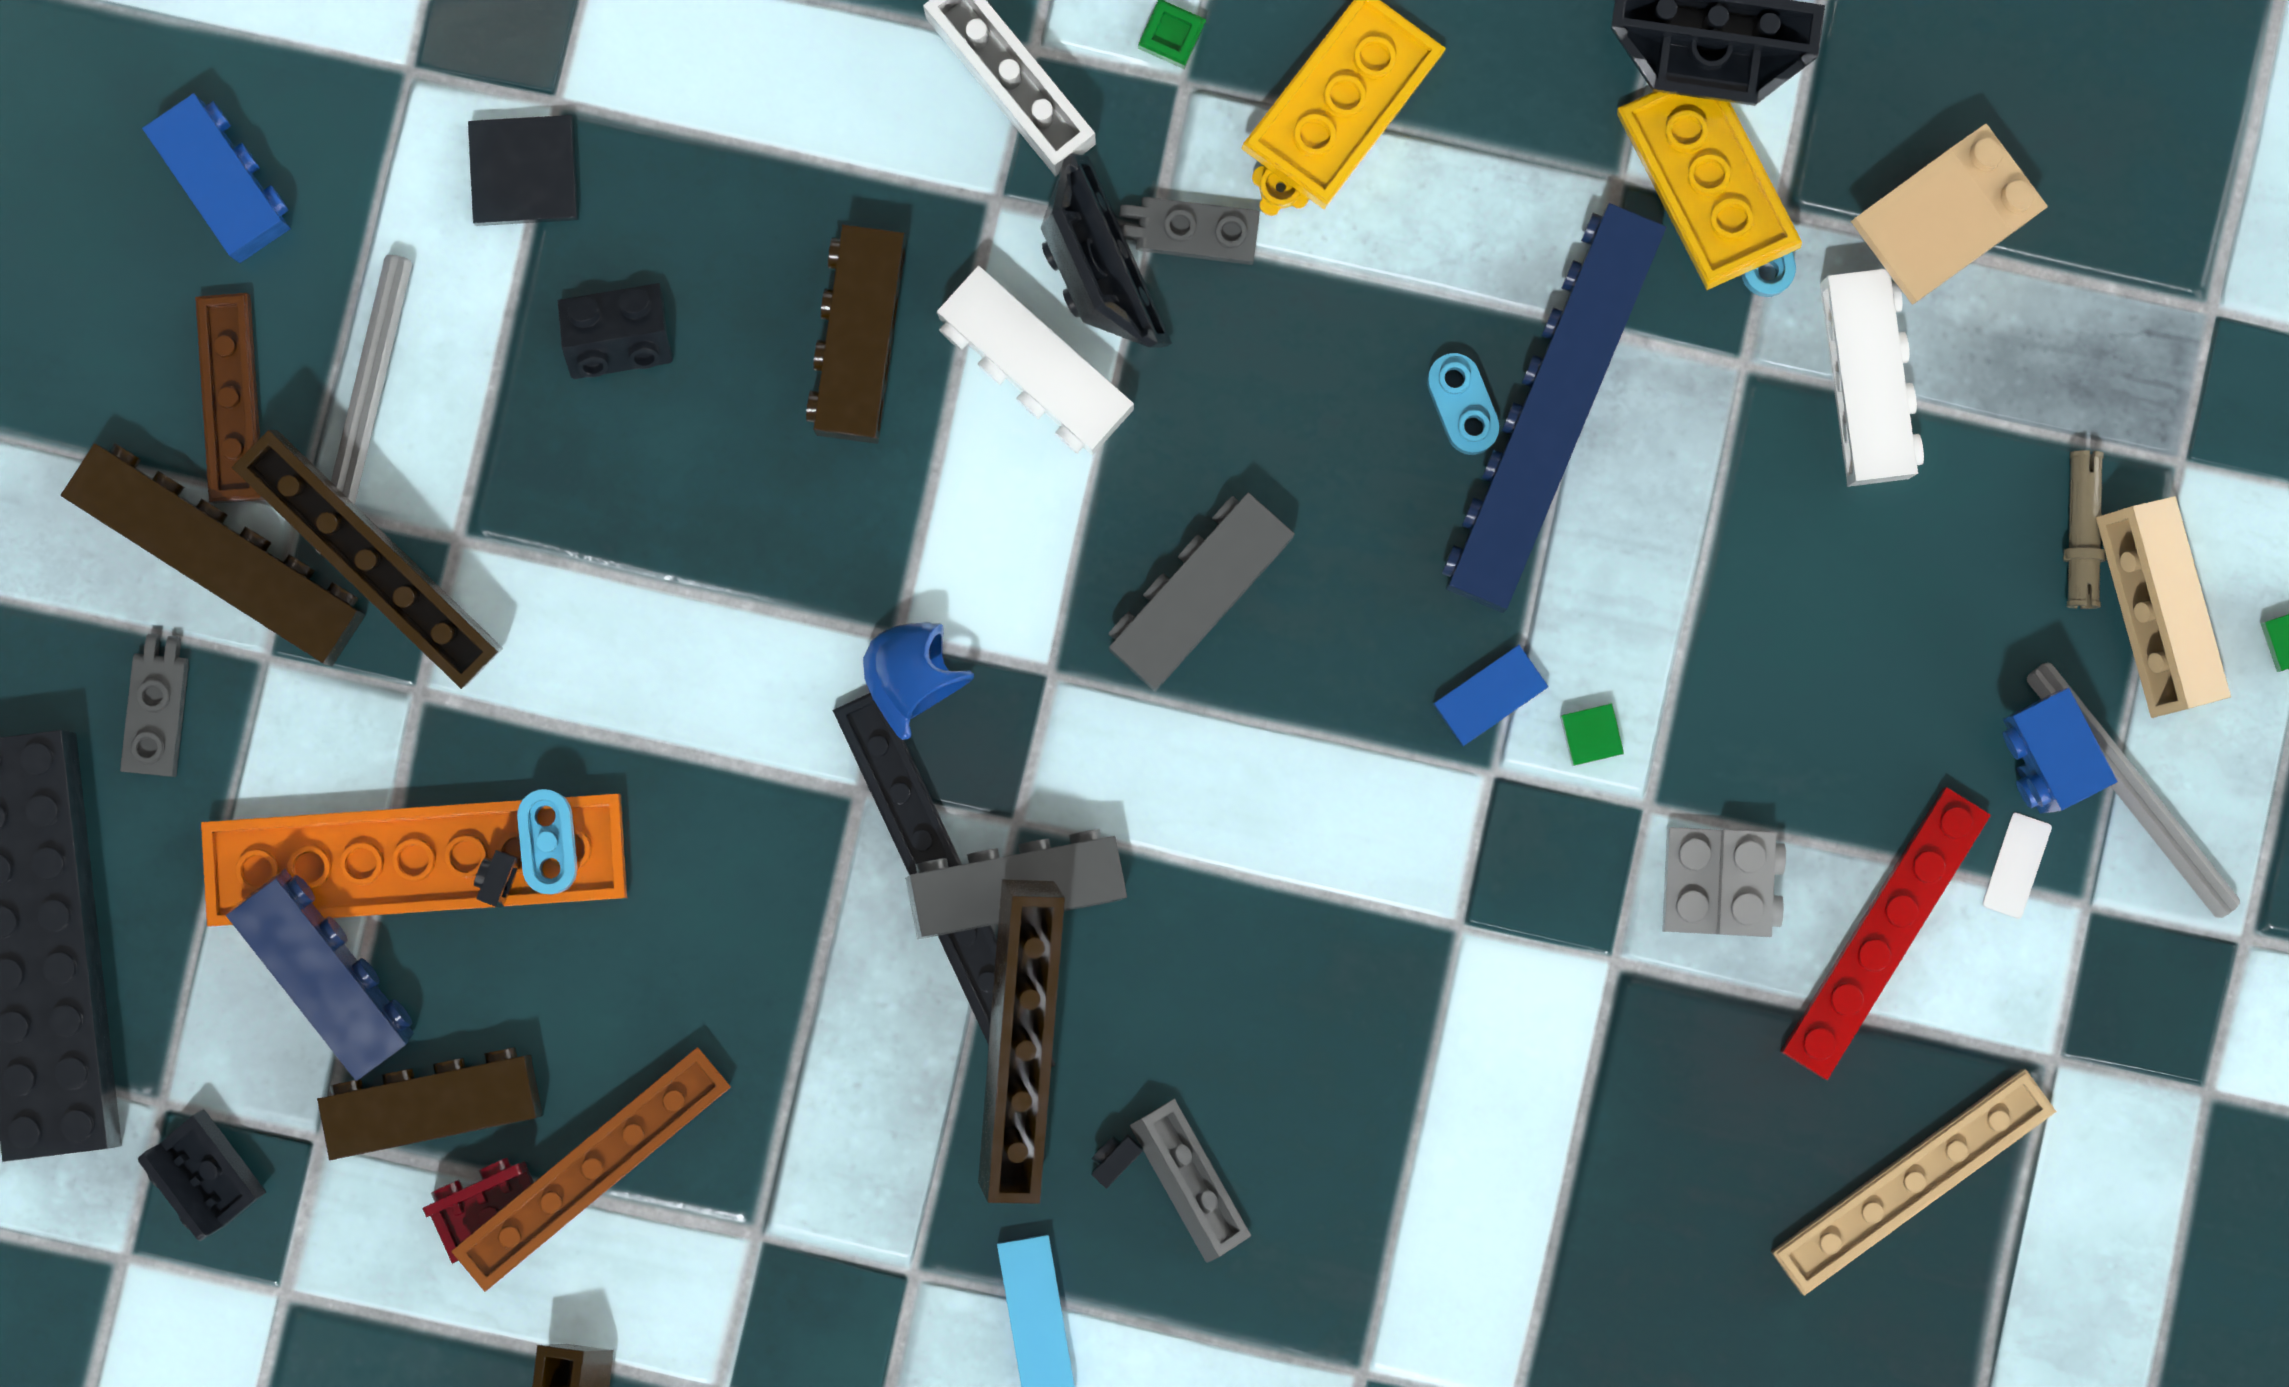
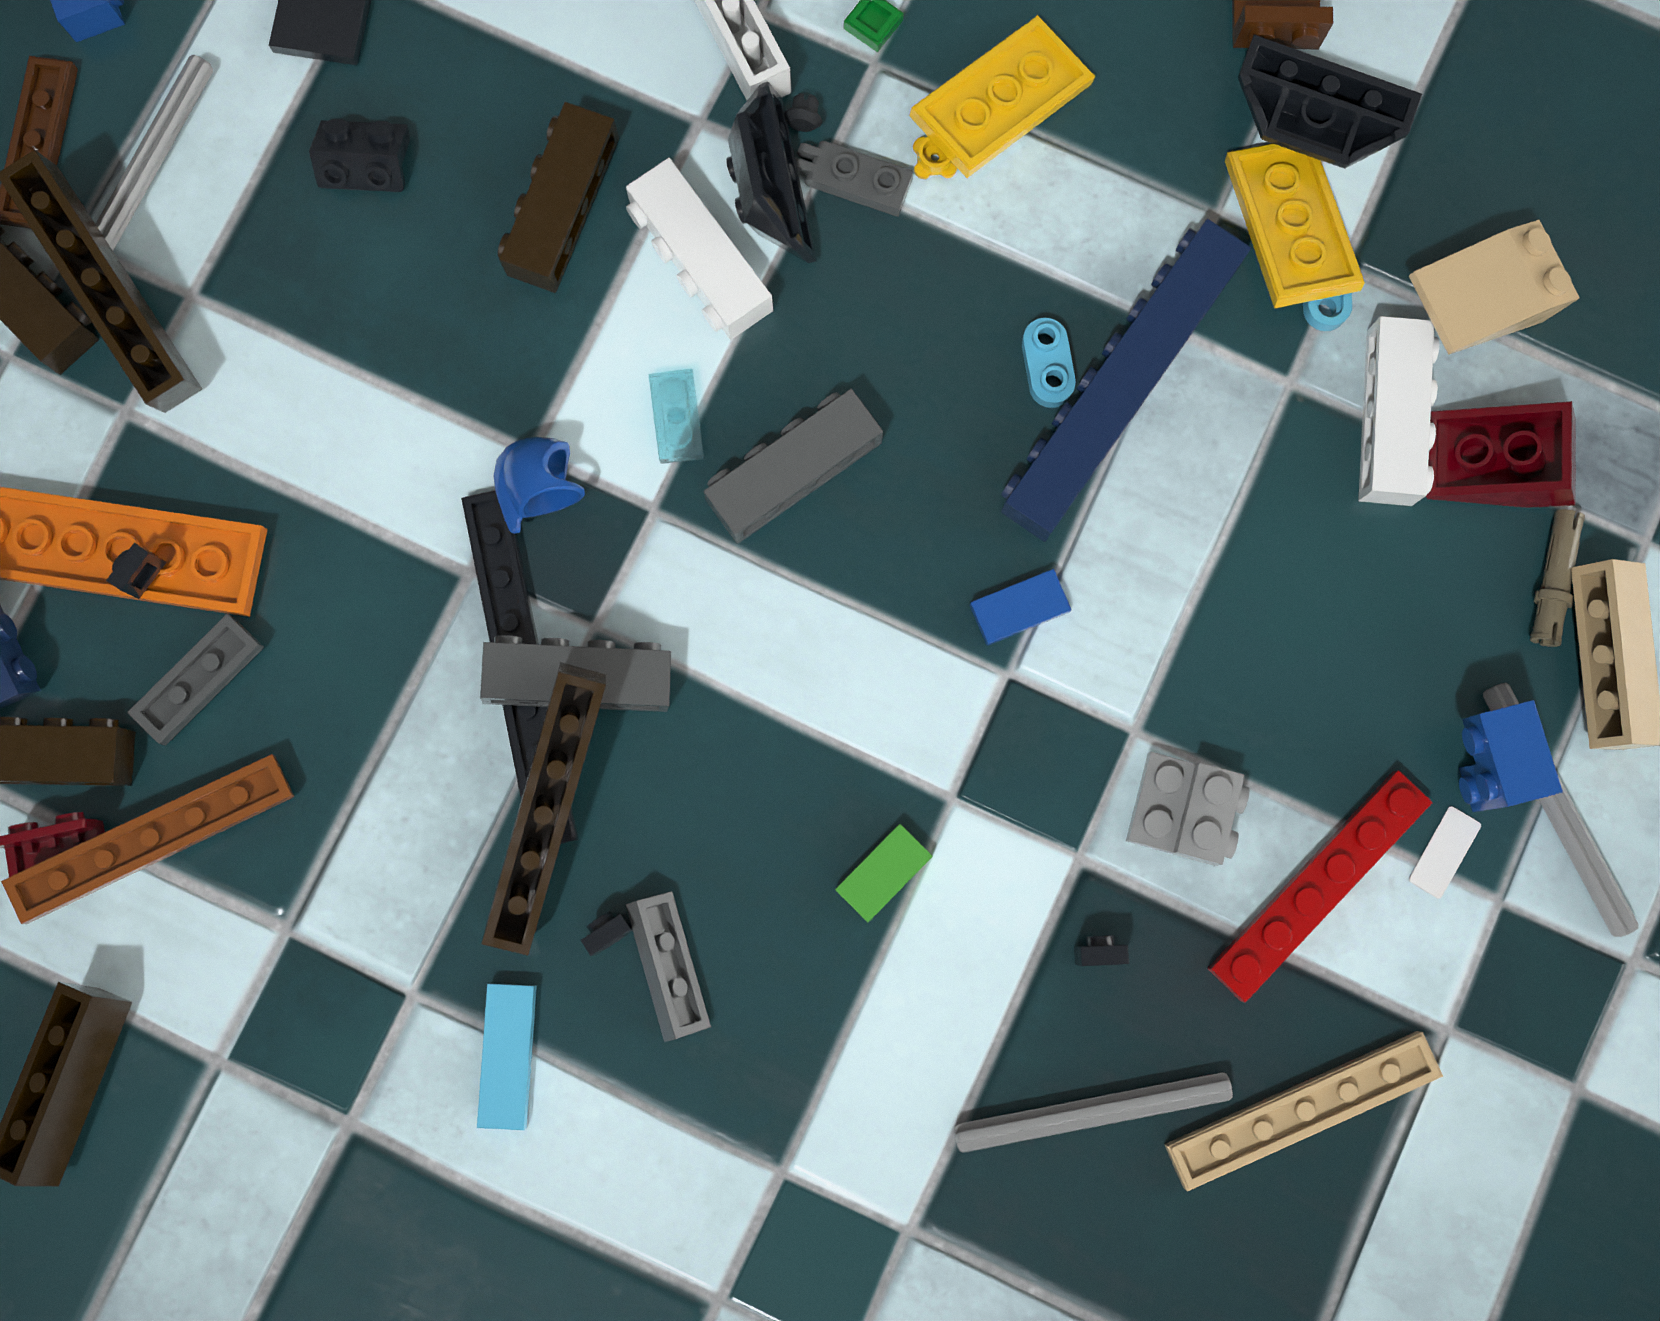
camera: 15 degrees right, 5 degrees down
(546, 842) = (182, 551): medium azure plate -> none
(588, 982) = (195, 680): none -> dark grey plate
(1052, 560) = (676, 416): none -> clear light blue plate
(1117, 169) = (804, 114): none -> black piece
(1403, 1026) = (883, 873): none -> bright green tile
(1592, 734) = (1100, 659): green tile -> none
(1658, 1060) = (1101, 951): none -> black plate
(1686, 1234) = (1093, 1112): none -> light grey axle
(1999, 402) = (1505, 455): none -> dark red slope

